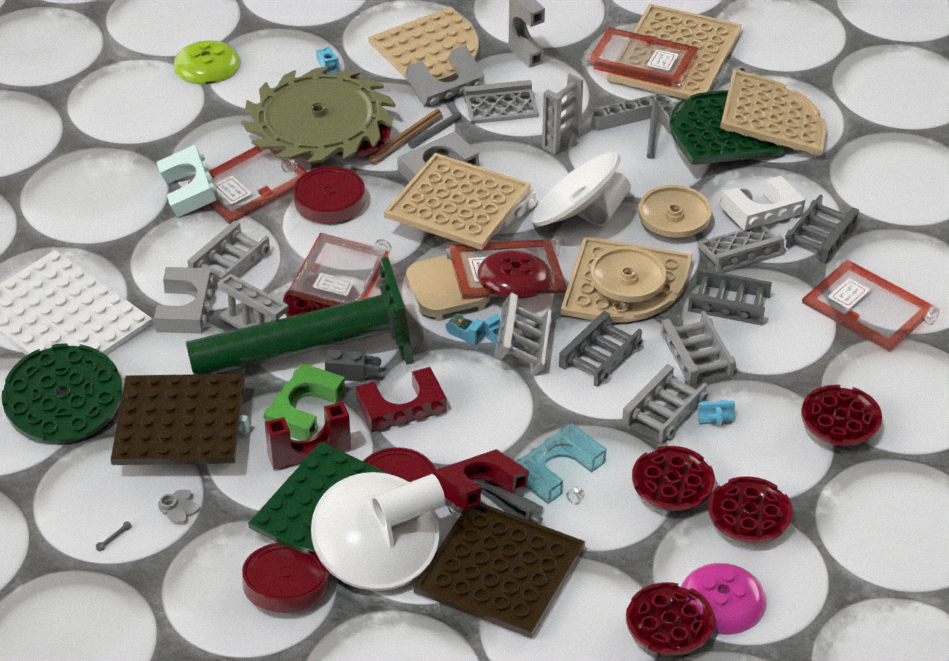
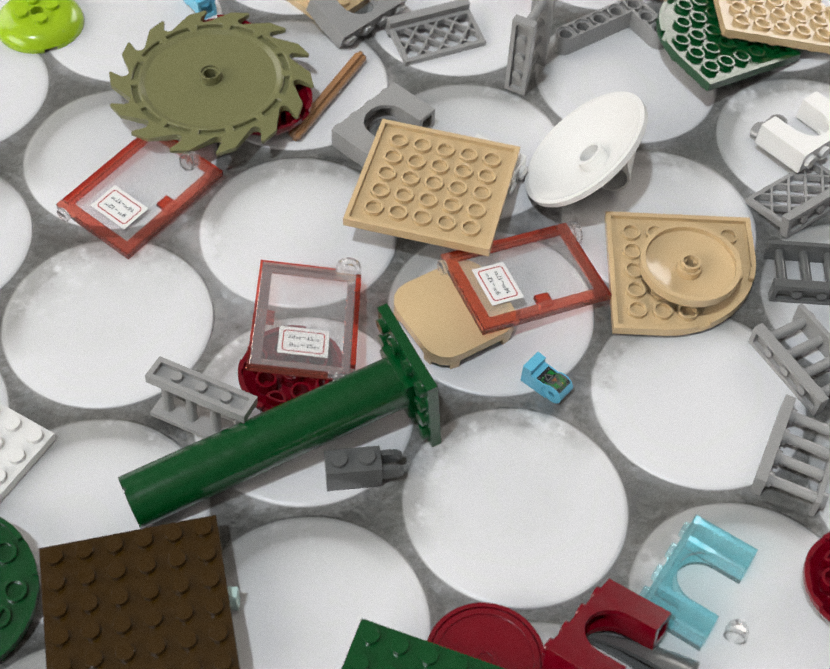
camera: 15 degrees left, 10 degrees up
(191, 316) = (109, 423): light grey arch -> none
(198, 191) = (77, 217): light aqua arch -> none
(224, 242) = (126, 295): light grey fence -> none
(286, 451) = (308, 635): dark red arch -> none
(304, 383) = (304, 506): bright green arch -> none
(329, 194) = (255, 197): dark red brick -> none
(384, 414) = (426, 542): dark red arch -> none
(433, 130) = (362, 81): dark grey bar -> none
(465, 328) = (497, 378): medium azure leg -> none
(506, 334) = (566, 389): light grey fence -> none
(515, 273) = (543, 288): dark red brick -> none
(591, 335) = (669, 362): dark grey fence -> none
(652, 131) = (636, 46): dark grey bar -> none
(674, 211) = (706, 159): tan dish -> none

